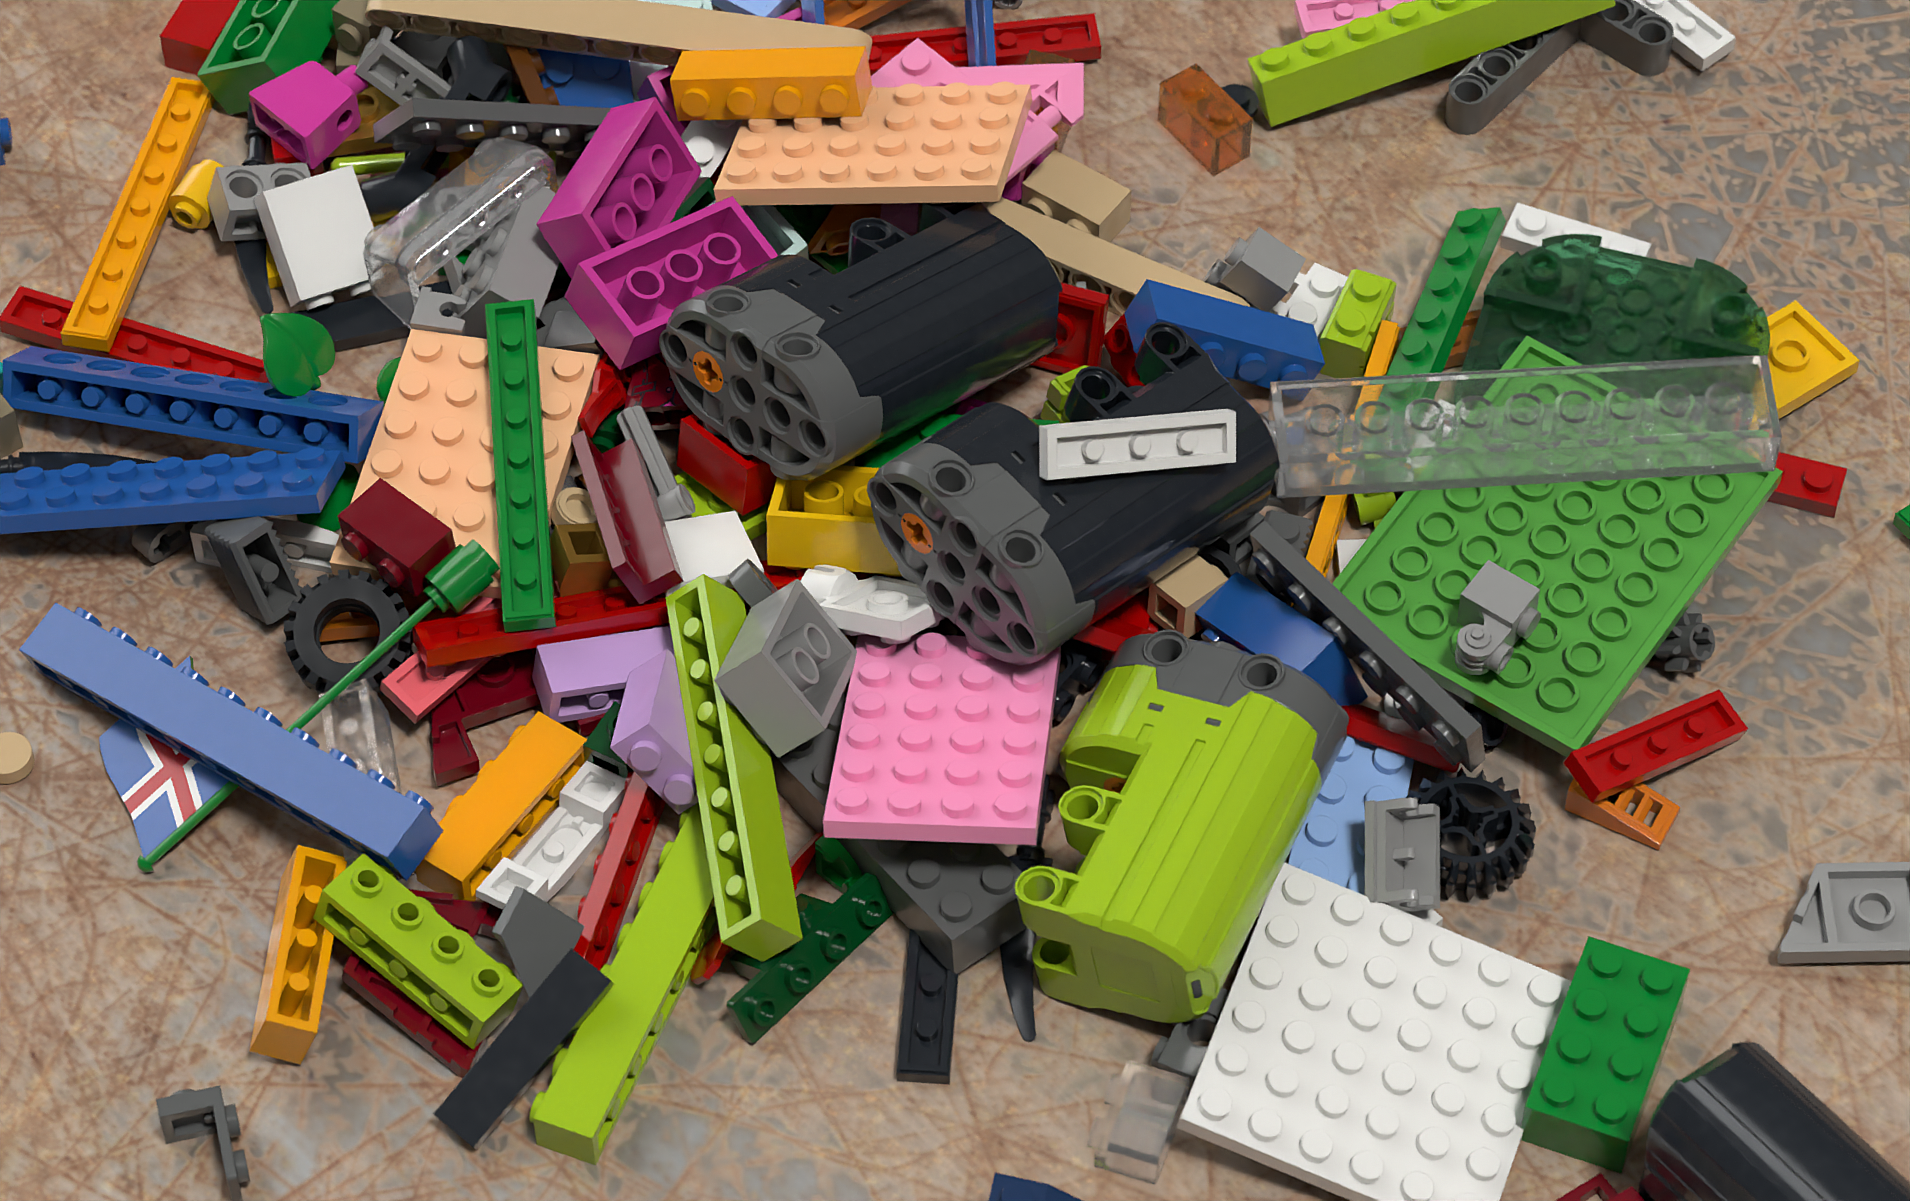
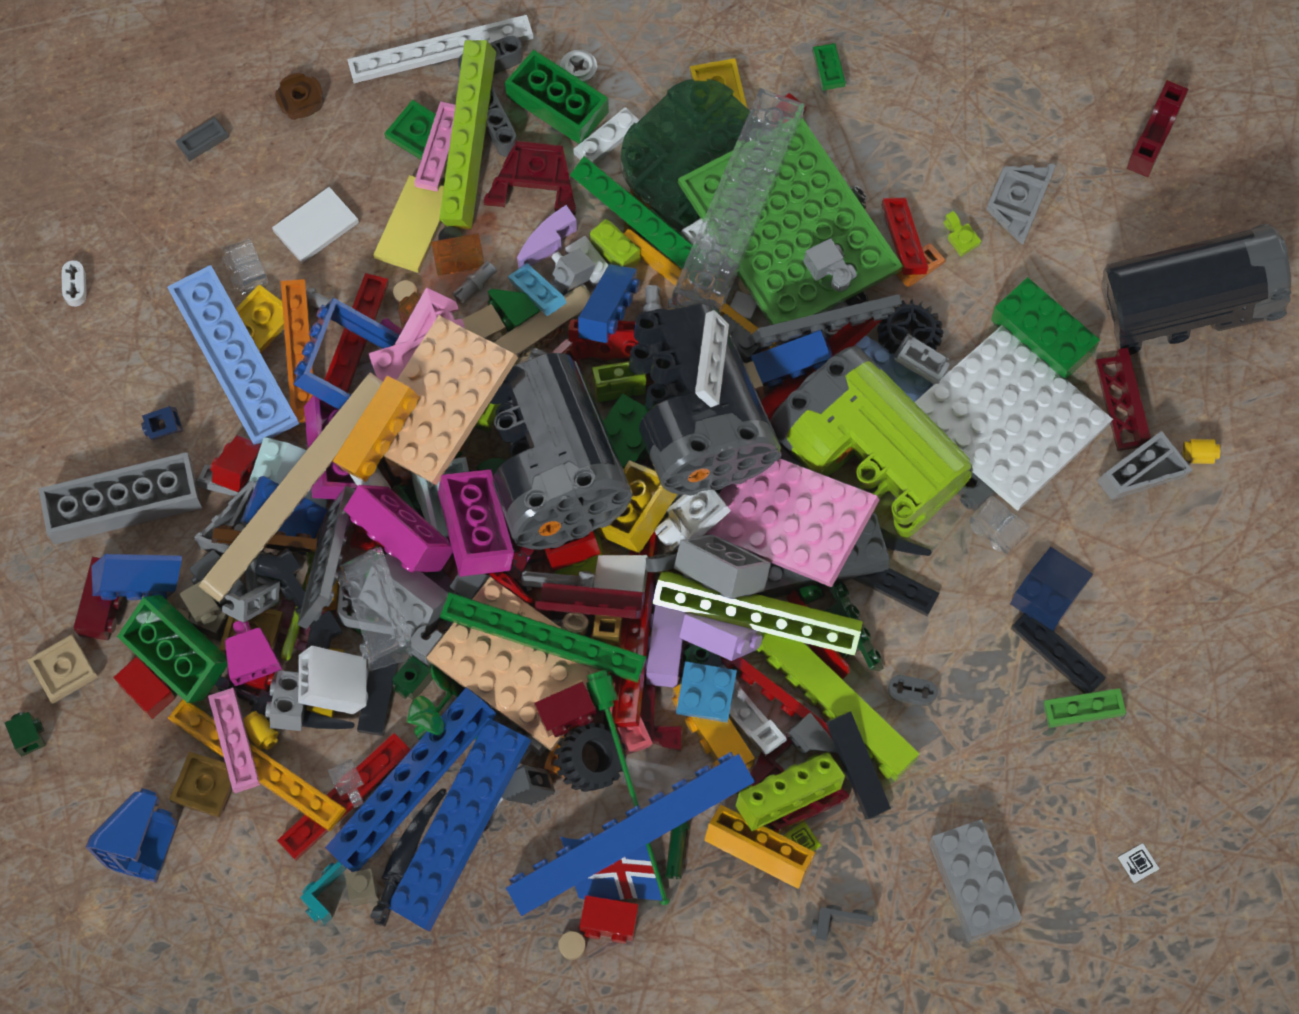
camera: 65 degrees left, 15 degrees up
(72, 785) = (608, 919): none -> red brick
(77, 163) = (202, 785): none -> pearl gold plate
(160, 157) = (234, 740): none -> bright pink plate
(160, 329) = (347, 780): none -> clear plate
(250, 841) = (676, 851): none -> dark green pin
(351, 1034) = (804, 836): none -> clear neon green sticker
(374, 347) = (412, 678): none -> dark green brick
(550, 757) = (706, 692): none -> dark azure plate
(740, 1101) = (912, 696): none -> dark grey beam
(1099, 86) = (403, 289): none -> tan tile
(1149, 225) = (512, 307): none -> green slope
(1169, 165) = (474, 282): none -> light grey pin
(1197, 243) = (538, 289): none -> medium azure plate
(1214, 40) = (411, 227): none -> light yellow tile
(1315, 227) = (547, 237): none -> lavender slope
(1443, 162) = (533, 167): none -> dark red wing
(1596, 134) = (557, 97): none -> green brick
(1706, 148) = (577, 57): none -> white gear
(1727, 855) = (961, 237): none -> lime plate

